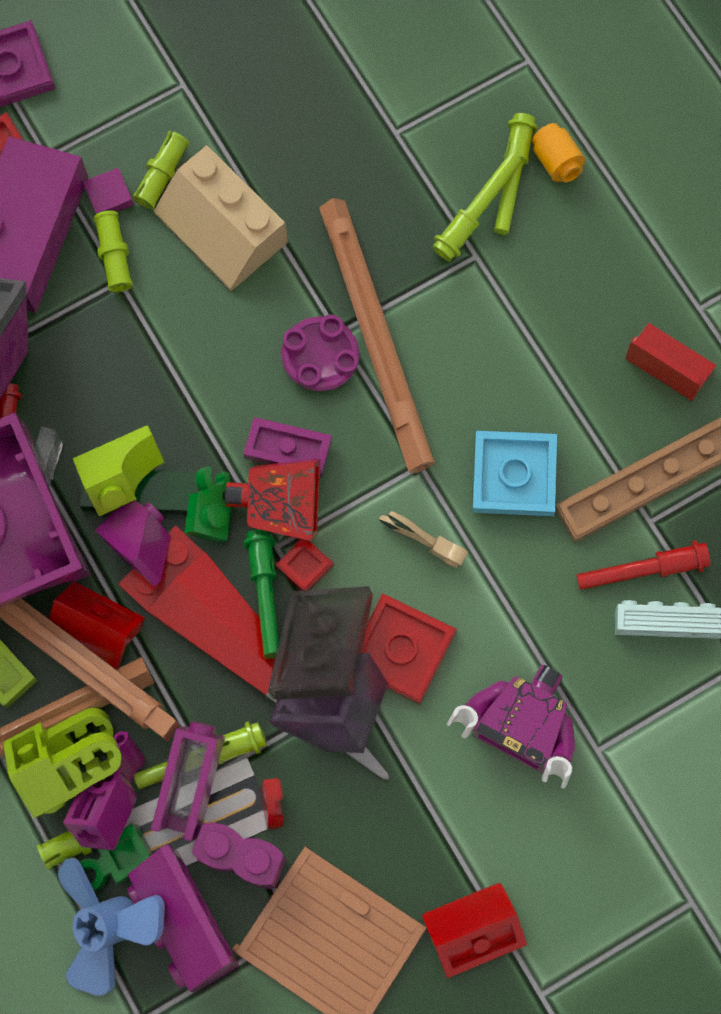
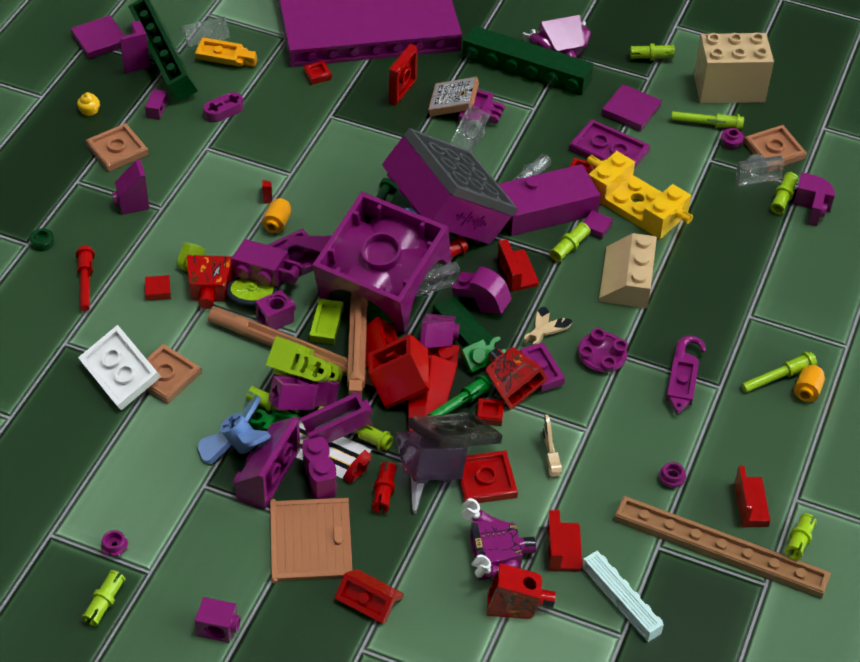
camera: 45 degrees right, 25 degrees down
(69, 113) = (618, 187): none -> yellow brick
(99, 349) = (516, 267): none -> red panel
(110, 420) = (487, 288): none -> magenta brick
(116, 469) = (462, 300): lime arch -> none
(161, 170) = (613, 236): lime pin -> none
(173, 641) = (399, 370): none -> red slope
(223, 394) = (544, 327): none -> tan piece
(326, 791) = (384, 487): none -> red pin
(377, 336) = (634, 369): nougat piece -> none
(431, 286) = (683, 374): none -> magenta plate
(458, 231) = (731, 367): lime pin -> none
(515, 473) = (622, 467): medium azure plate -> none
(570, 412) = (672, 469): none -> magenta plate
(571, 632) = (563, 544): none -> red panel
(615, 751) = (517, 593): none -> red torso
(665, 563) = (657, 573): red pin -> none

